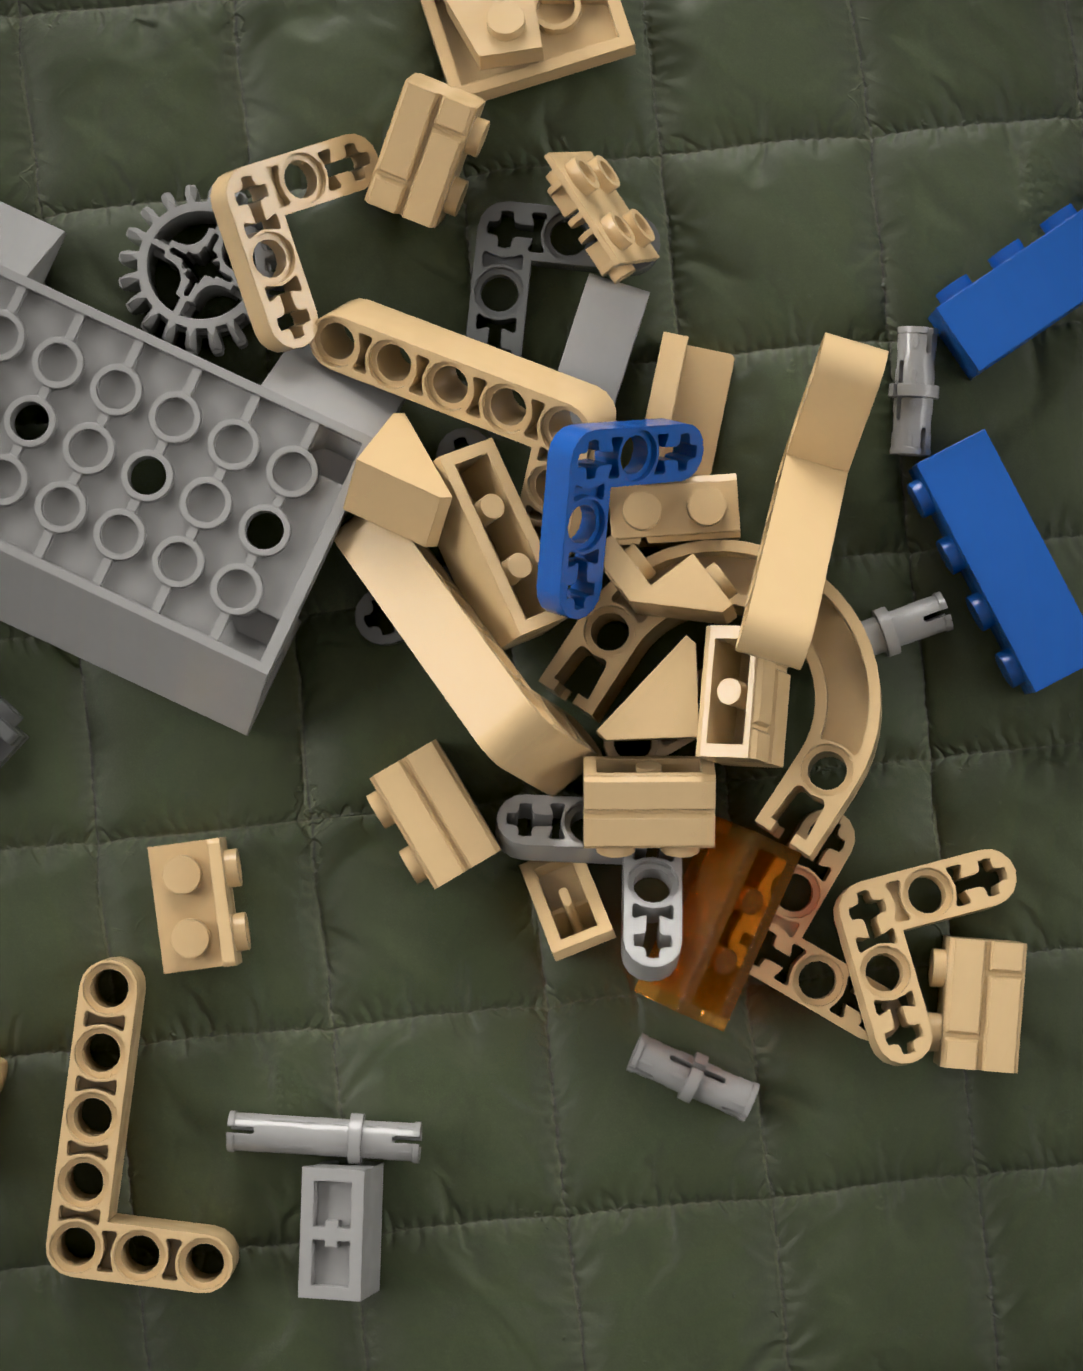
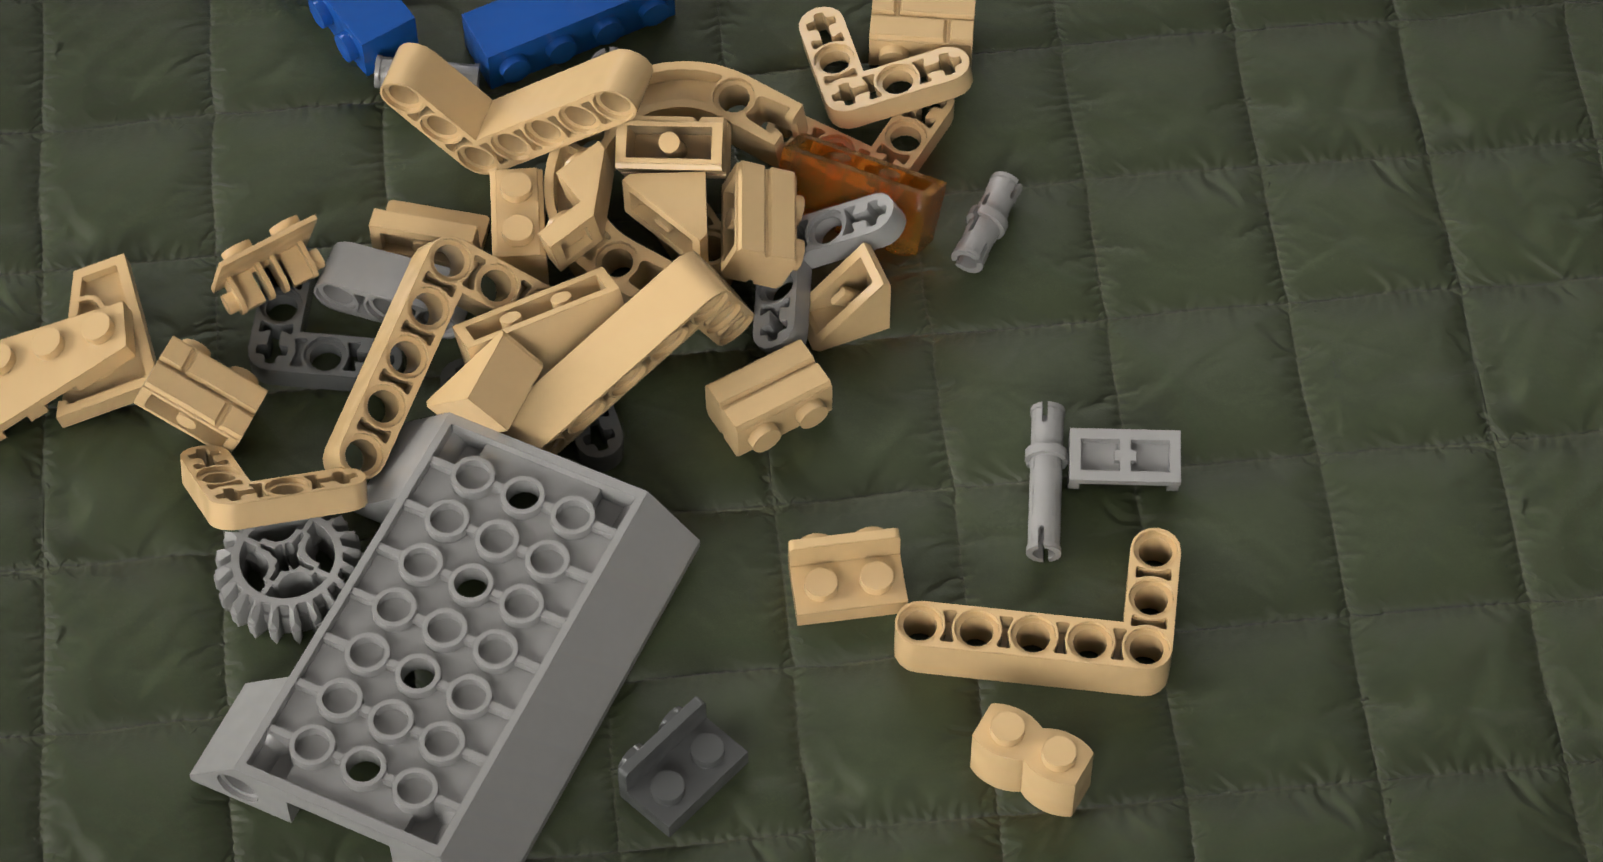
camera: 90 degrees left, 30 degrees down
(588, 485) = (477, 225): blue beam -> none

